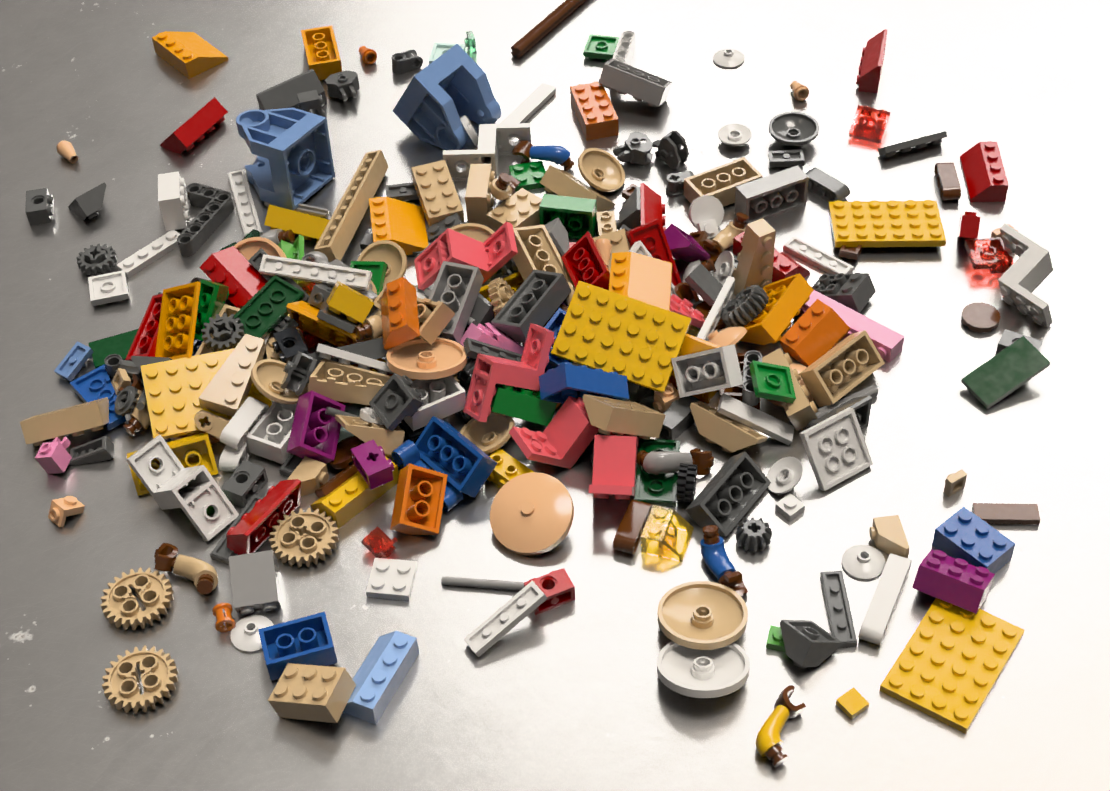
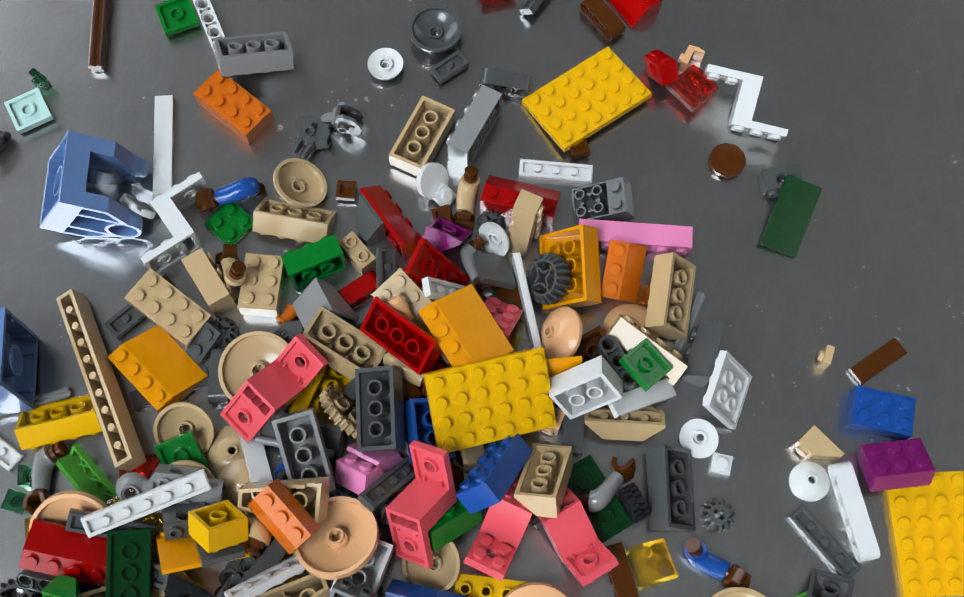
camera: 40 degrees left, 25 degrees up
(677, 183) = (379, 153): dark grey piece -> none

